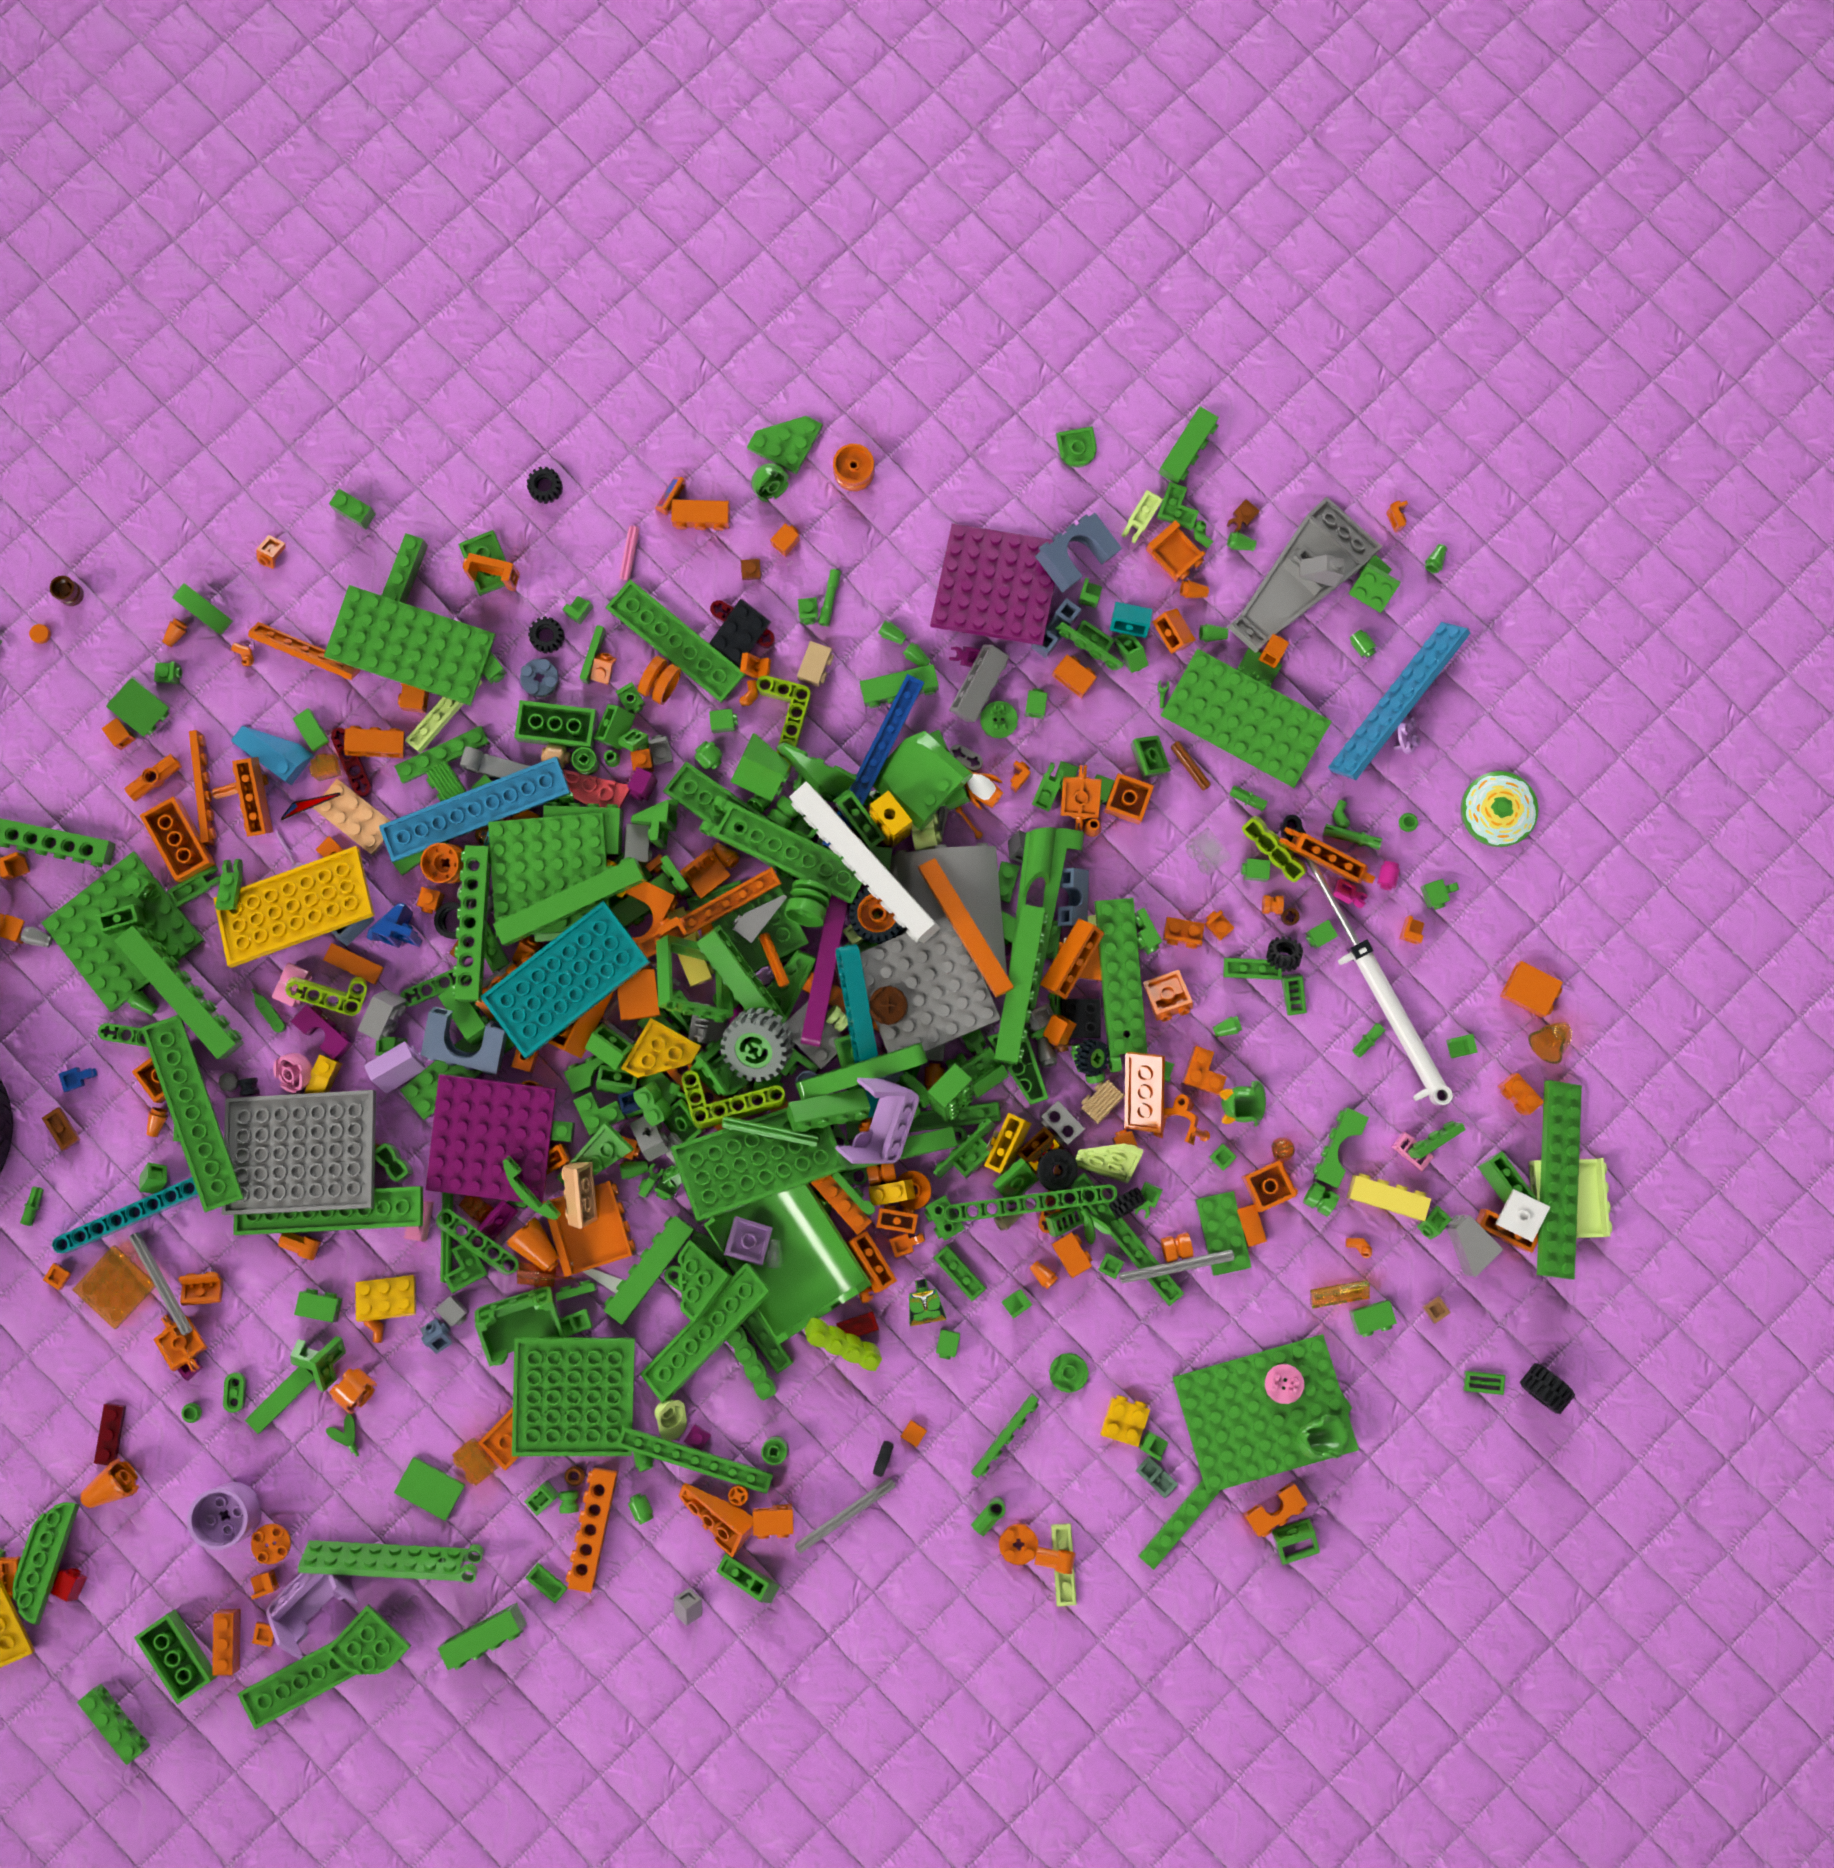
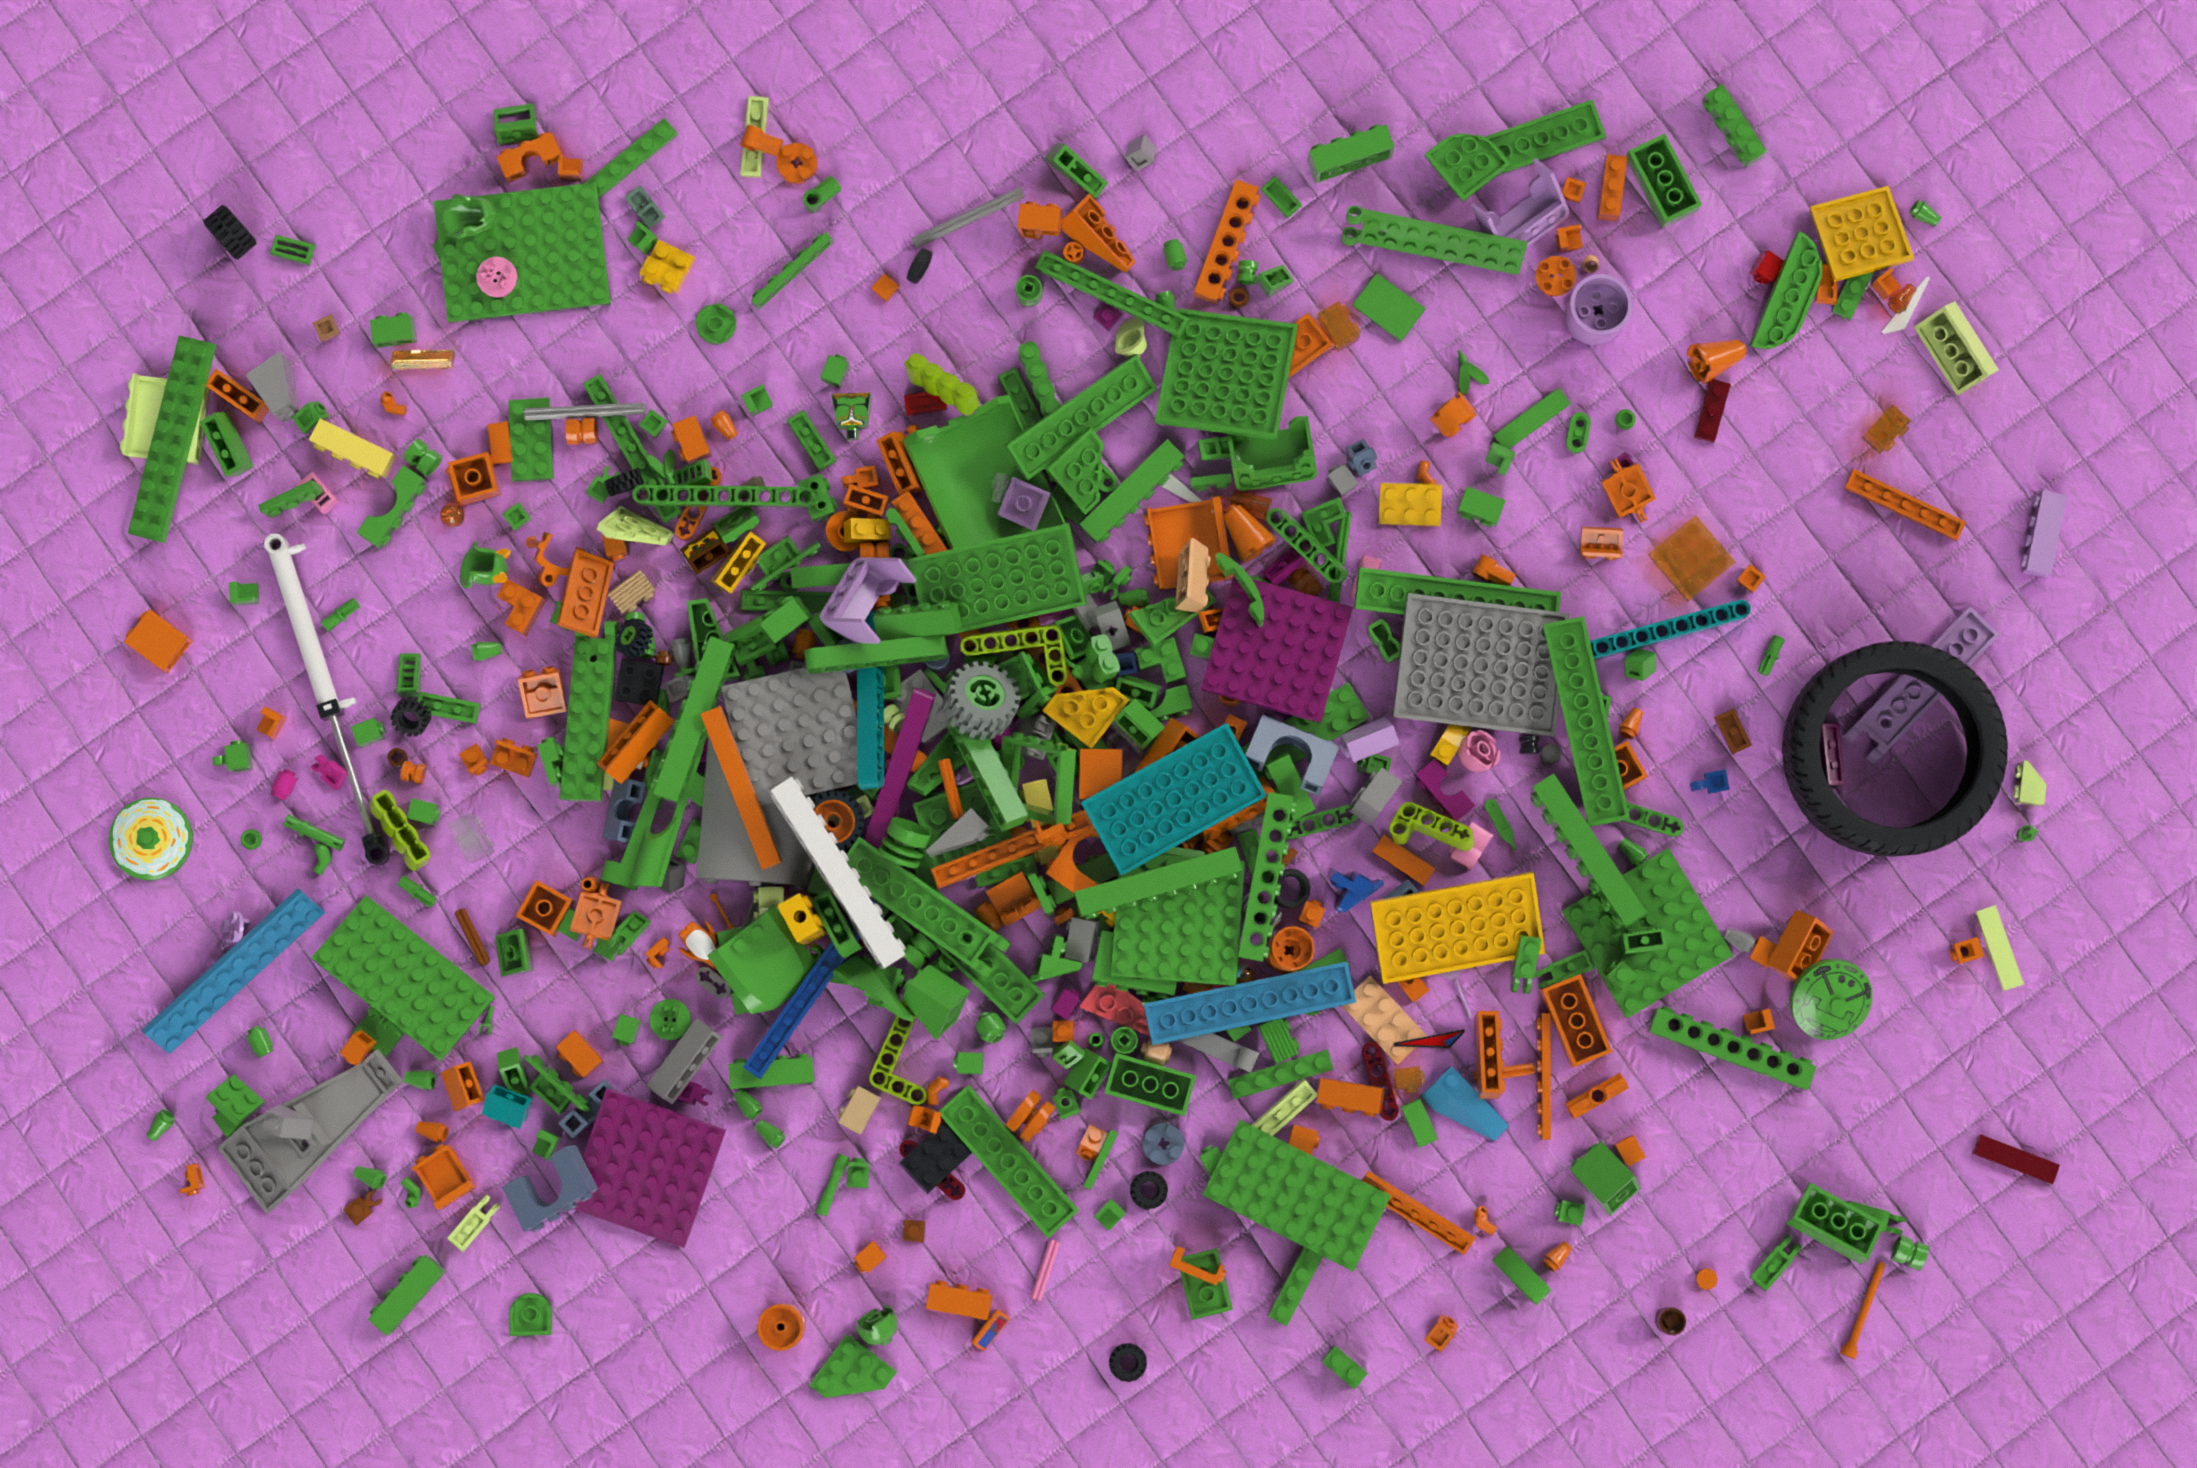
camera: 165 degrees left, 0 degrees up
(160, 1283) = (1642, 554): light grey axle -> none
(243, 1562) = (1588, 266): none -> light nougat hinge
(323, 1363) = (1480, 446): bright green plate -> none
(770, 1131) = (981, 607): bright green axle -> none
(888, 1005) = (837, 720): reddish brown tile -> none
(1049, 1161) = (680, 522): black wheel -> none
(1059, 1030) = (662, 671): orange brick -> none
(1066, 1119) = (674, 579): light grey brick -> none
(1173, 510) = (438, 1224): bright green plate -> none
(1235, 1504) = (570, 168): none -> orange panel
(1327, 857) = (345, 811): orange hinge -> none
(1520, 1094) = (193, 534): orange brick -> none
(1523, 1215) = (218, 406): white plate -> none
(1551, 1041) = (148, 582): clear yellow helmet -> none

